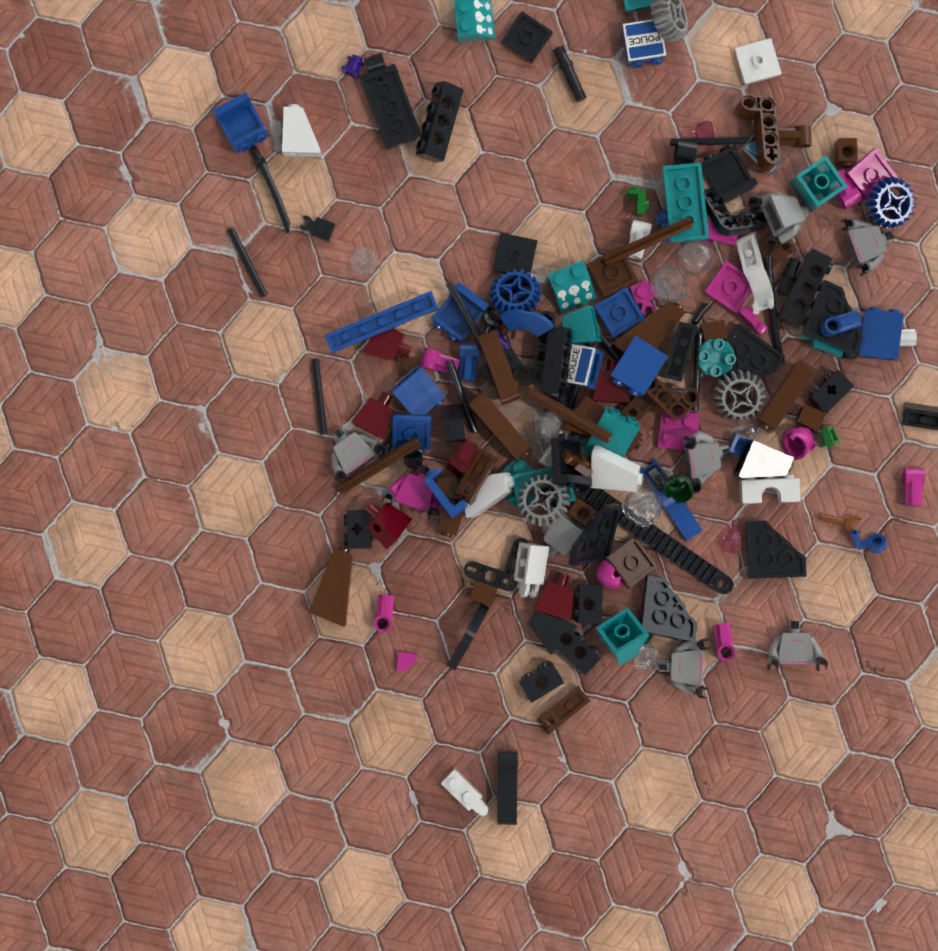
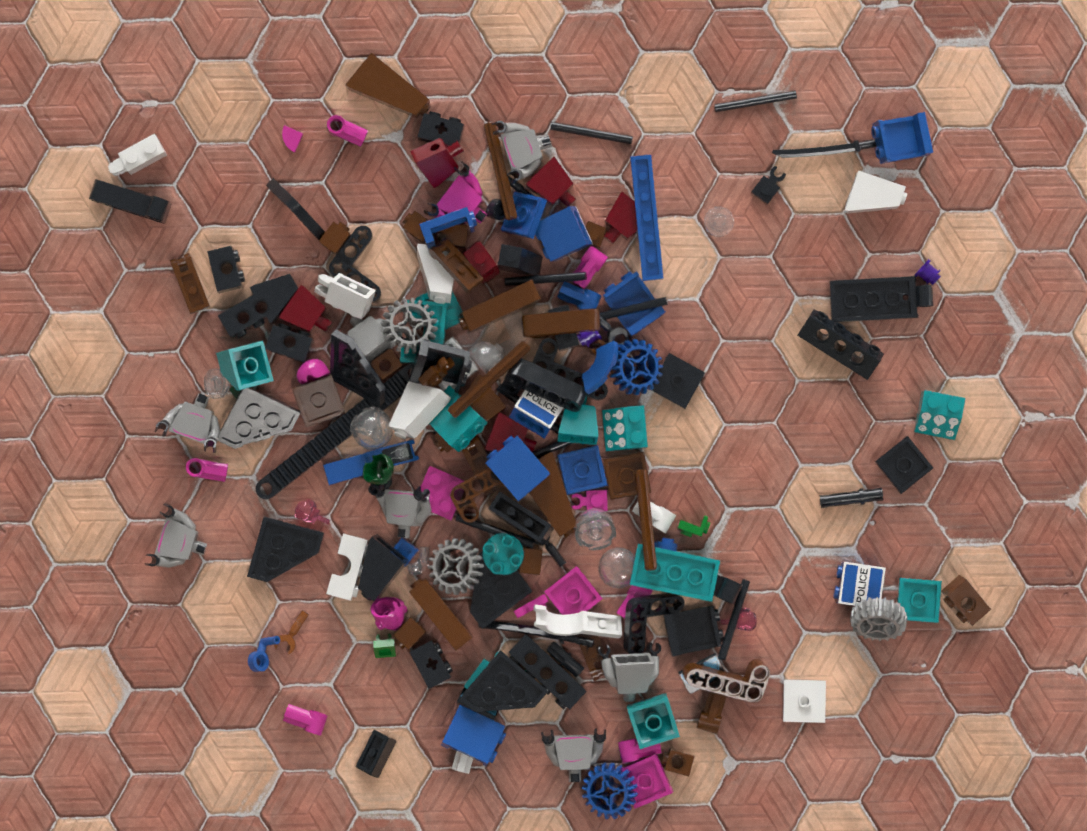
camera: 105 degrees right, 0 degrees up
(842, 323) = (496, 693): blue piece -> none

